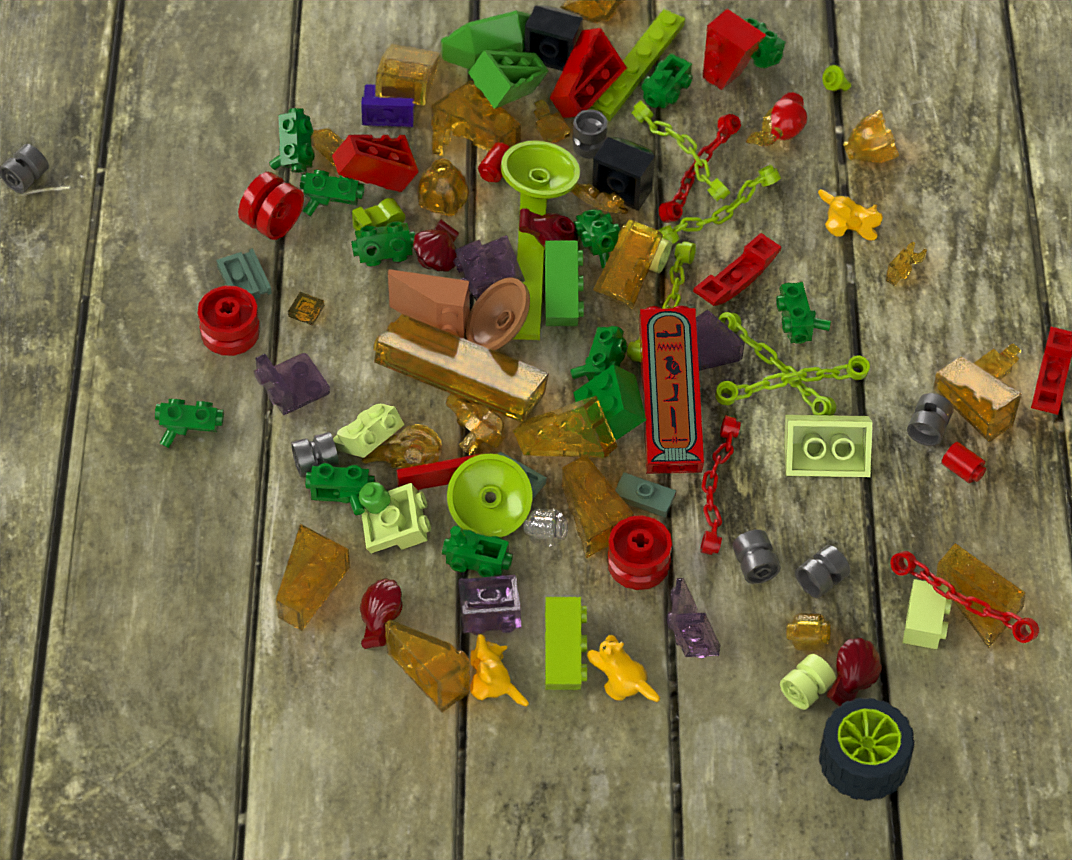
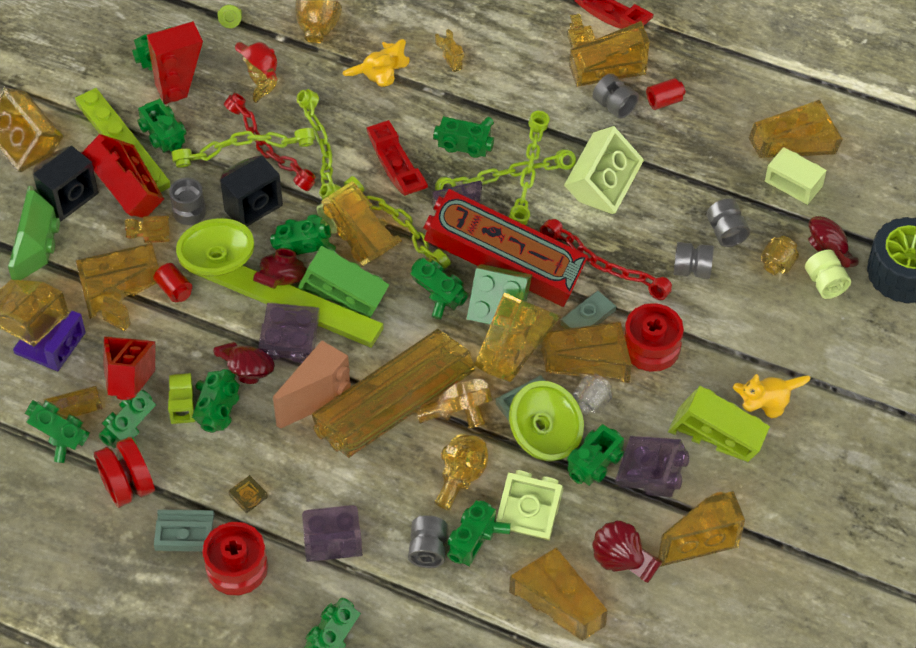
camera: 65 degrees left, 0 degrees up
(368, 430) = (427, 487): yellowish green plate -> none
(374, 497) = (505, 508): bright green piece -> none
(430, 474) = (495, 453): red tile -> none
(442, 188) = (177, 334): clear yellow piece -> none
(491, 675) = (707, 485): yellow animal -> none
(498, 314) = (342, 331): medium nougat dish -> none
(507, 75) = (98, 230): bright green wedge -> none
(605, 201) = (268, 220): clear yellow slope -> none
(691, 628) = (747, 336): bracket -> none
(1018, 629) = (753, 167): red piece -> none

